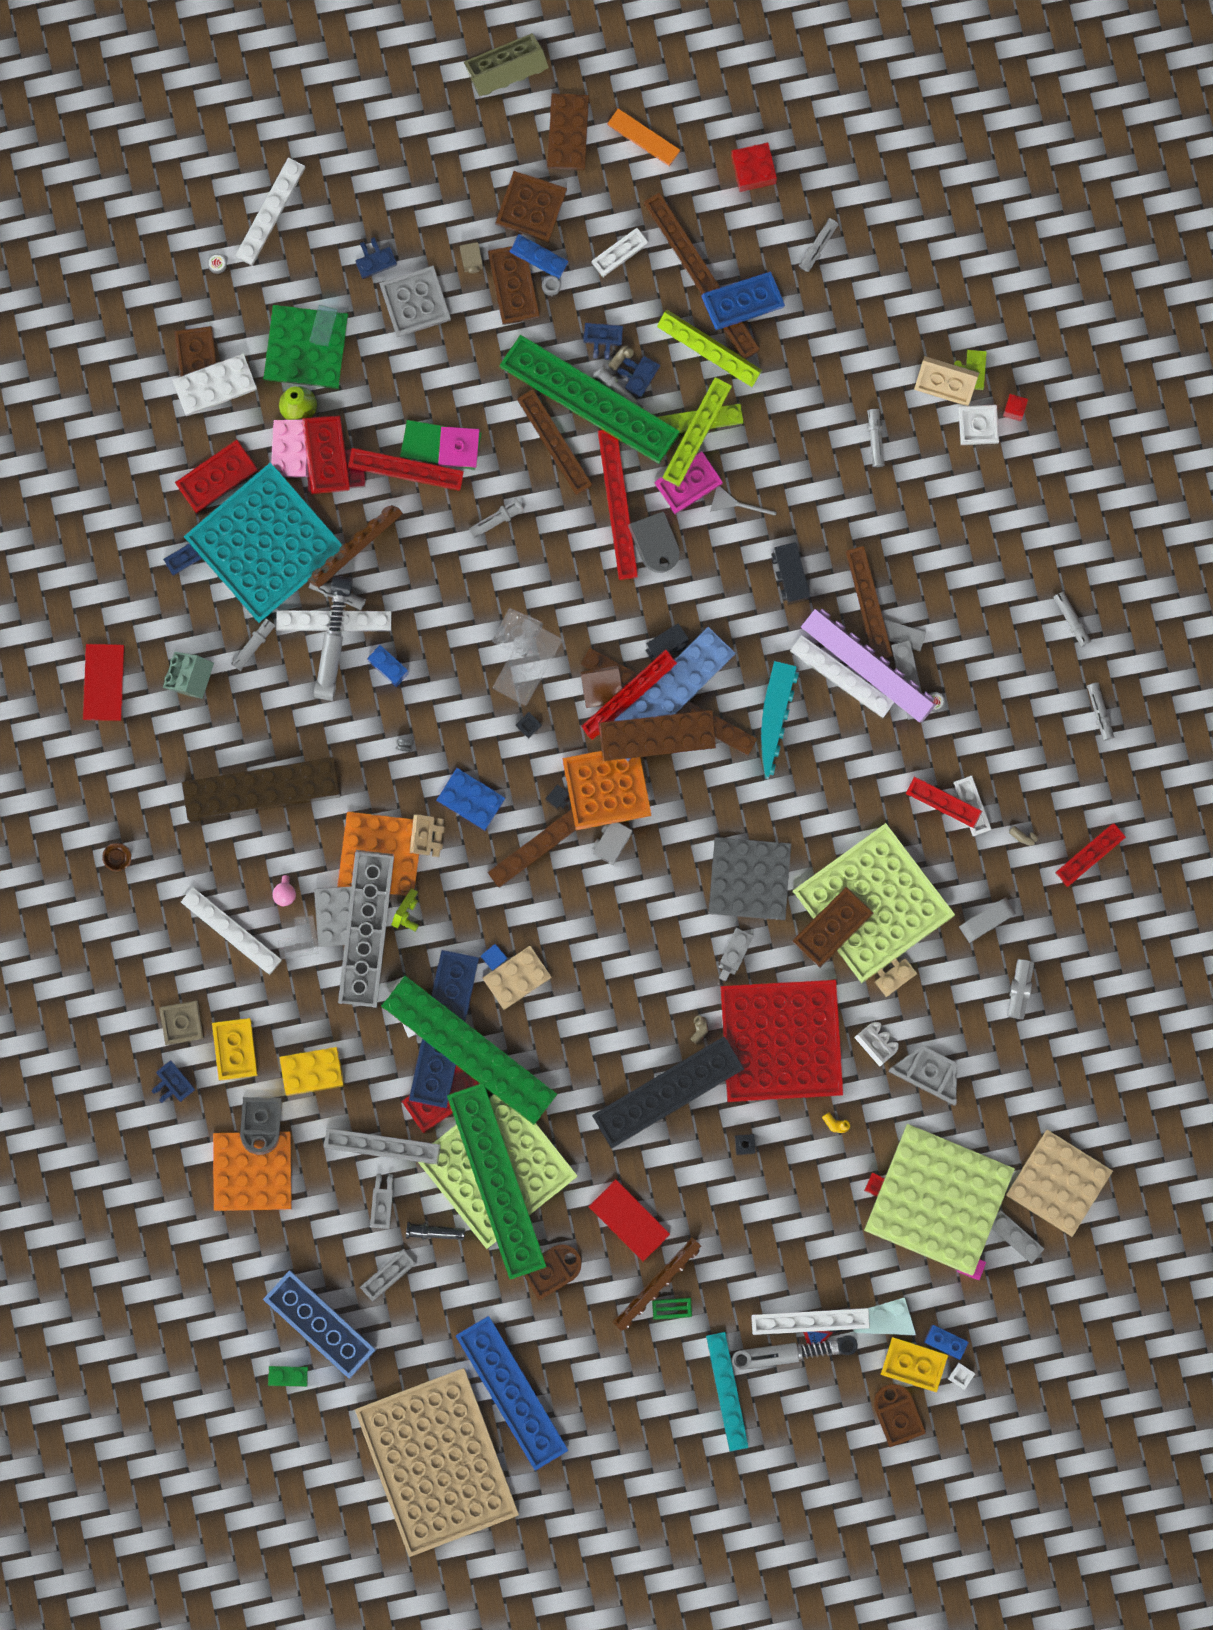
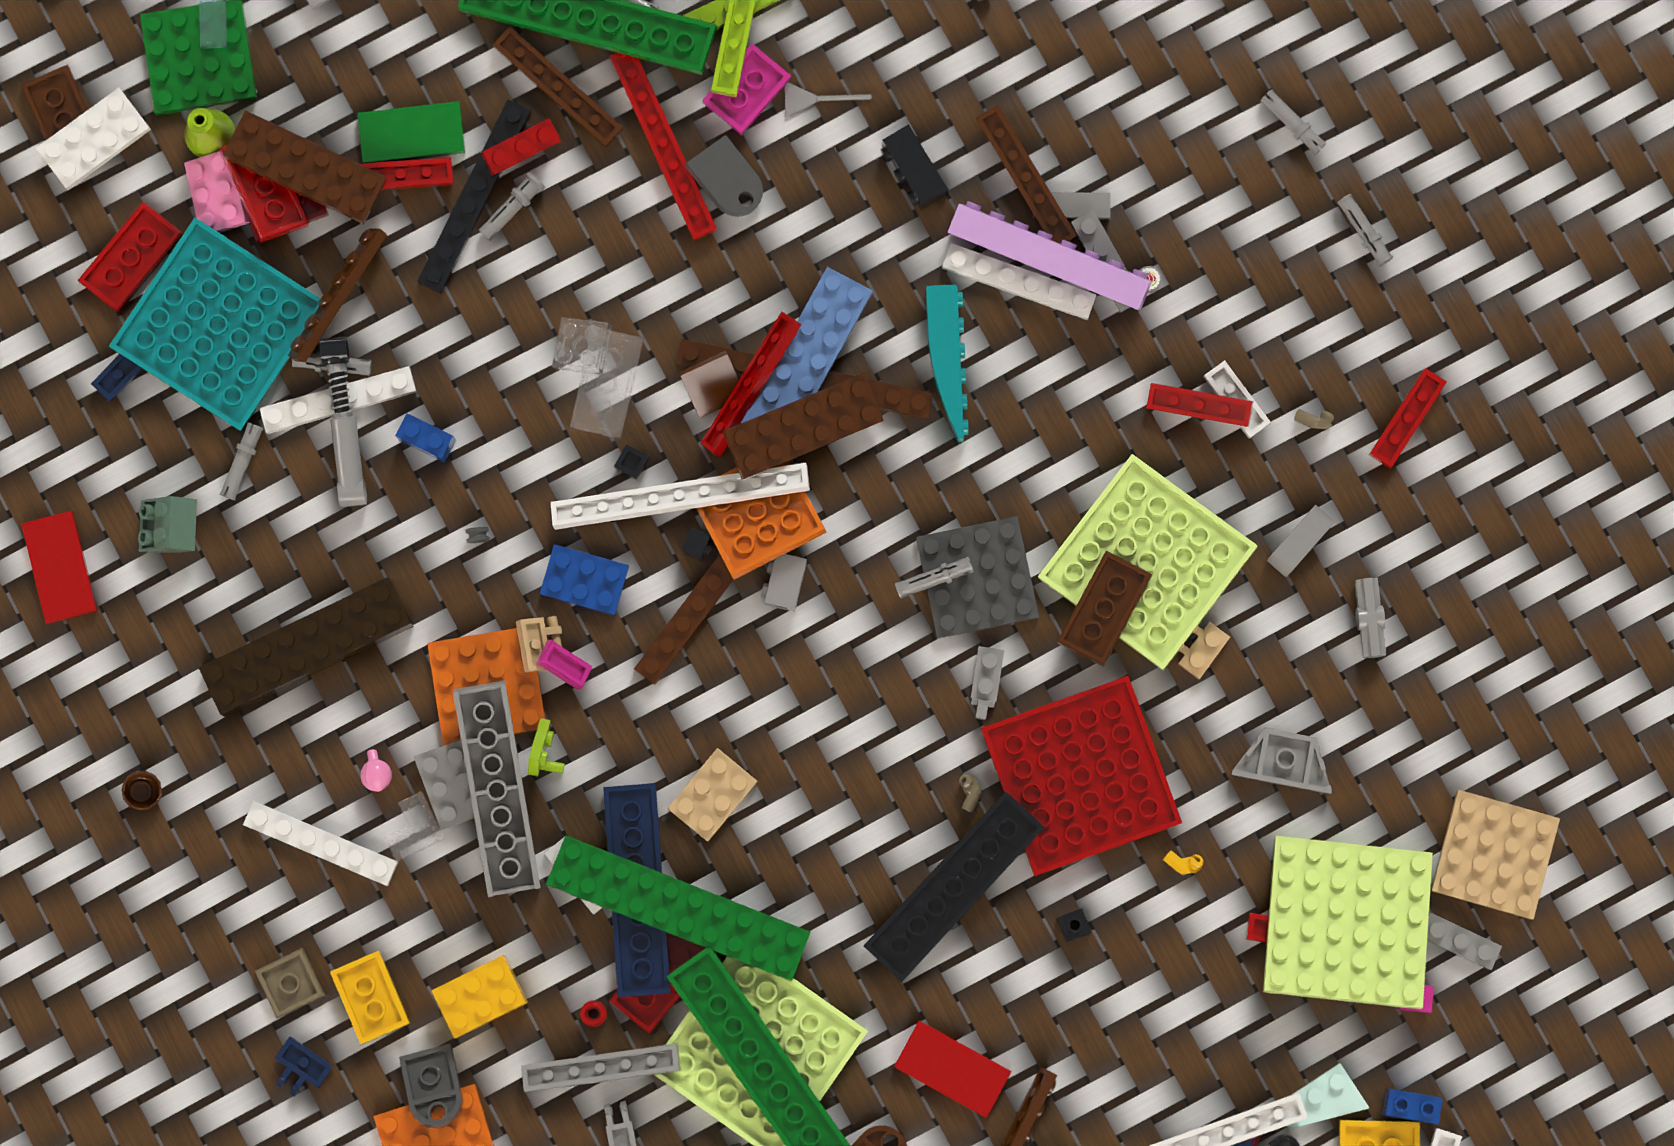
camera: 20 degrees left, 0 degrees up
(358, 449) = (304, 167): none -> reddish brown plate
(383, 1102) = (584, 1013): none -> red plate
(439, 855) = (564, 664): none -> dark pink tile
(458, 447) = (435, 128): dark pink plate -> none
(472, 503) = (470, 203): none -> black plate
(493, 957) = (674, 777): blue tile -> none
(515, 478) = (520, 146): none -> red plate
(554, 759) = (679, 496): none -> white plate
(670, 640) = (783, 297): black brick -> none
(718, 870) = (934, 577): none -> light grey pin
(876, 1043) = (1205, 743): white plate -> none

